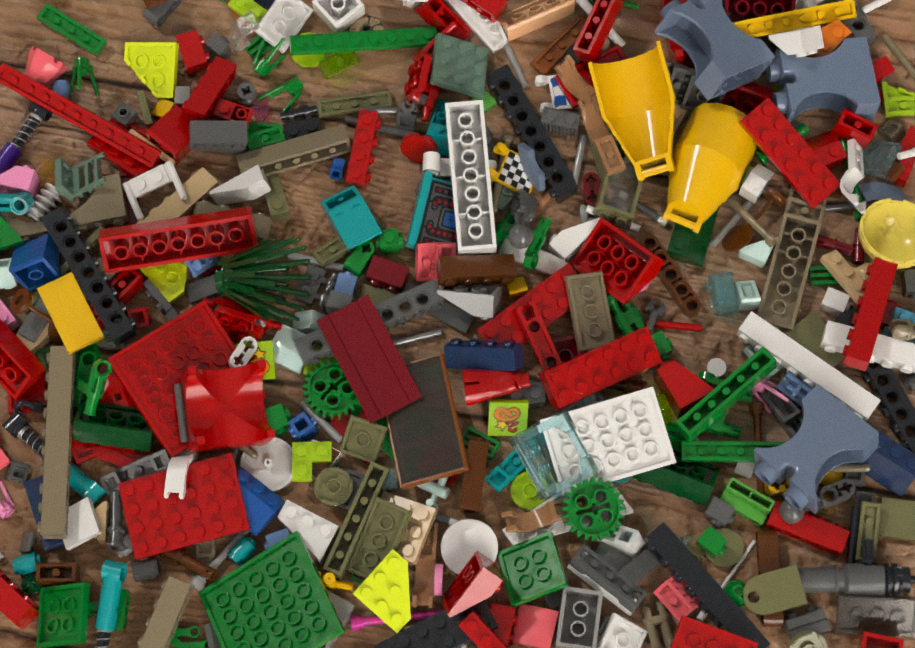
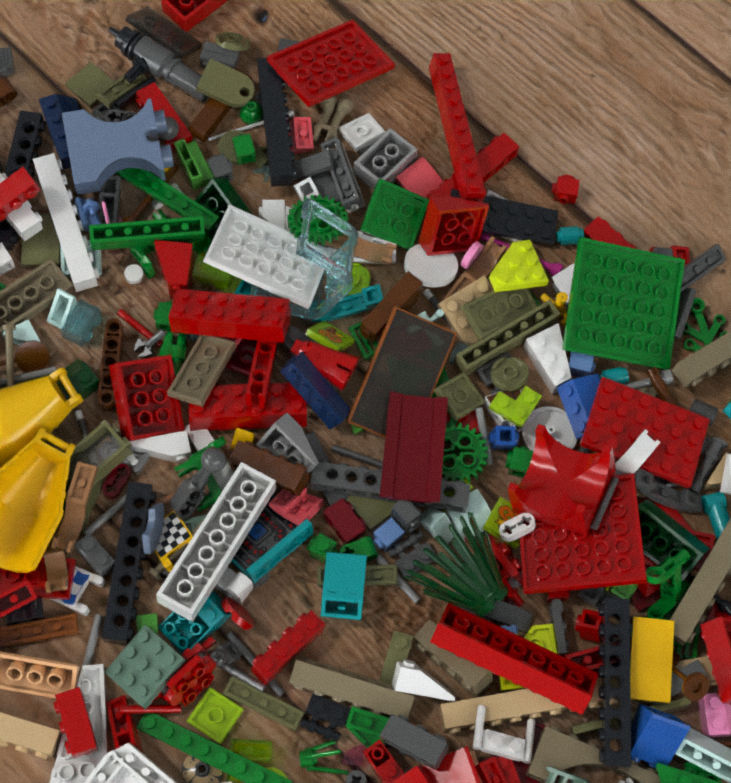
camera: 155 degrees left, 5 degrees down
(337, 169) = (321, 649): blue piece -> none
(384, 73) = (215, 715): none -> lime tile
(639, 499) = (273, 212): none -> white slope

